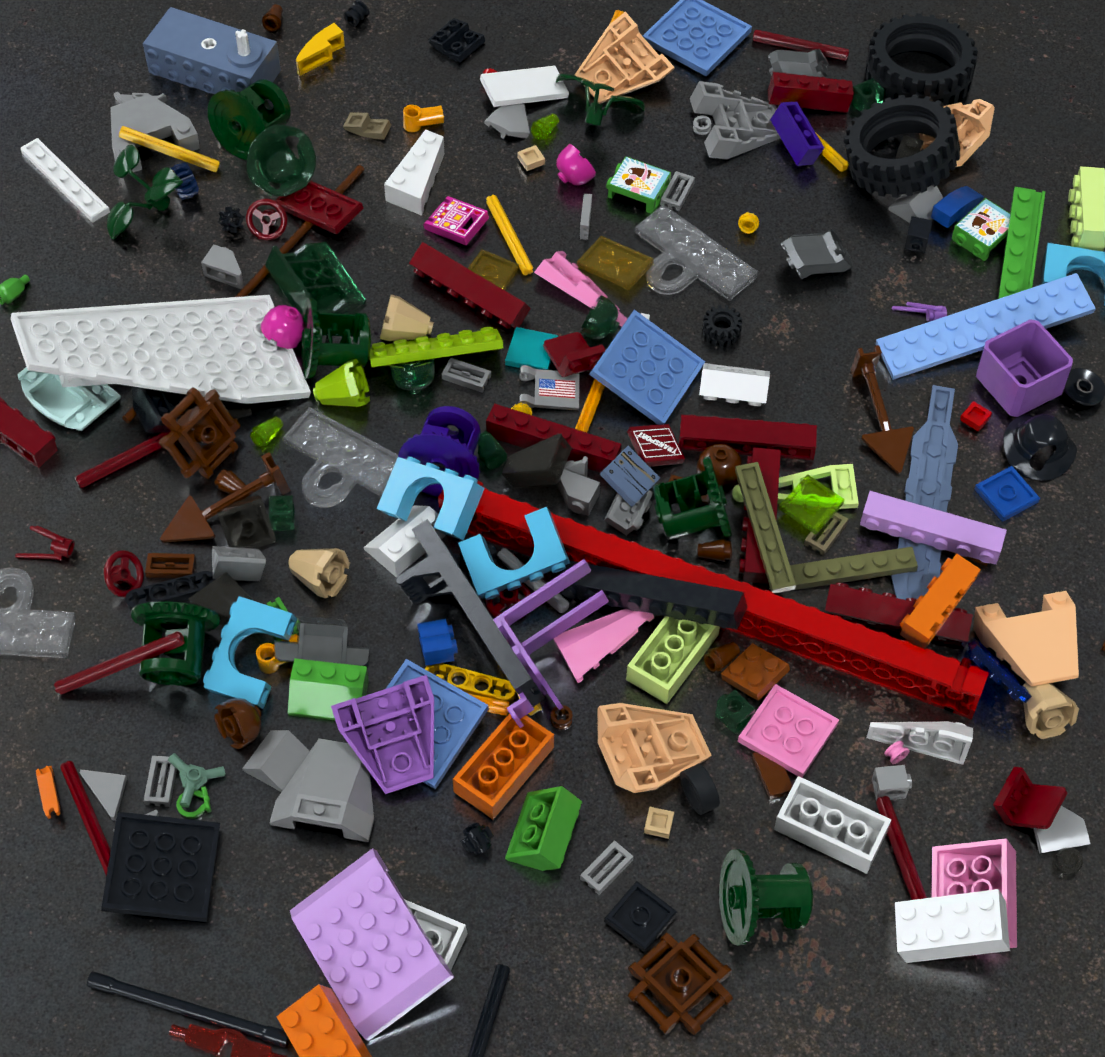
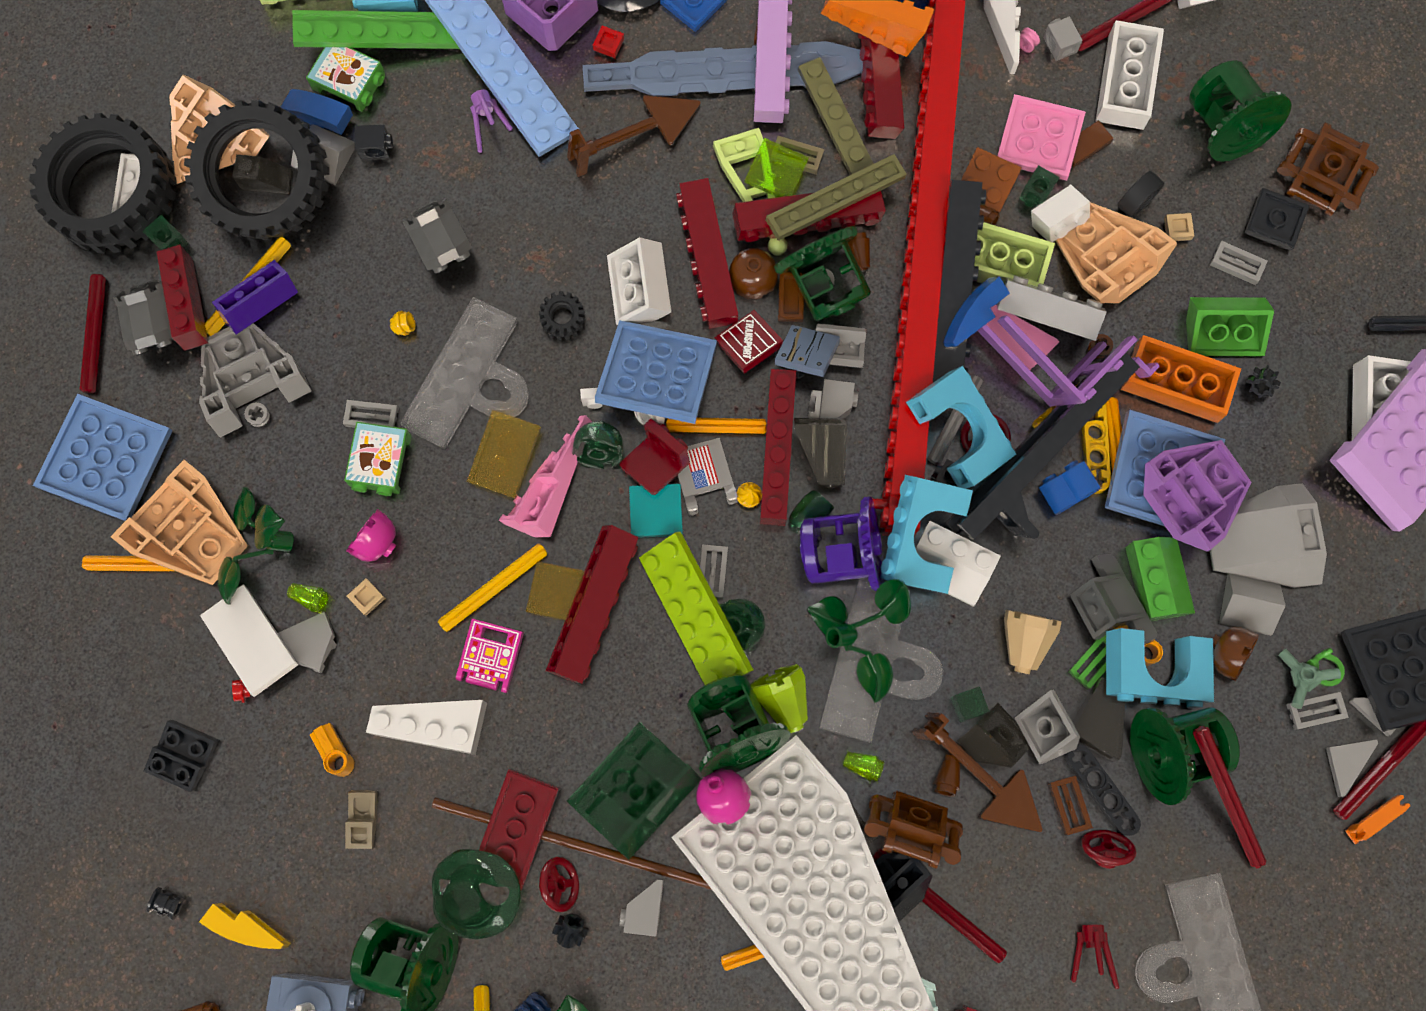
camera: 105 degrees left, 20 degrees up
(369, 419) = (830, 616): none -> dark green plant
(404, 321) = (668, 662): tan cone -> none
(585, 216) = (444, 505): light grey tile -> none
(602, 665) = (1053, 308): none -> light grey slope
(616, 591) = (976, 311): none -> blue slope
(701, 718) = (1060, 214): none -> white brick

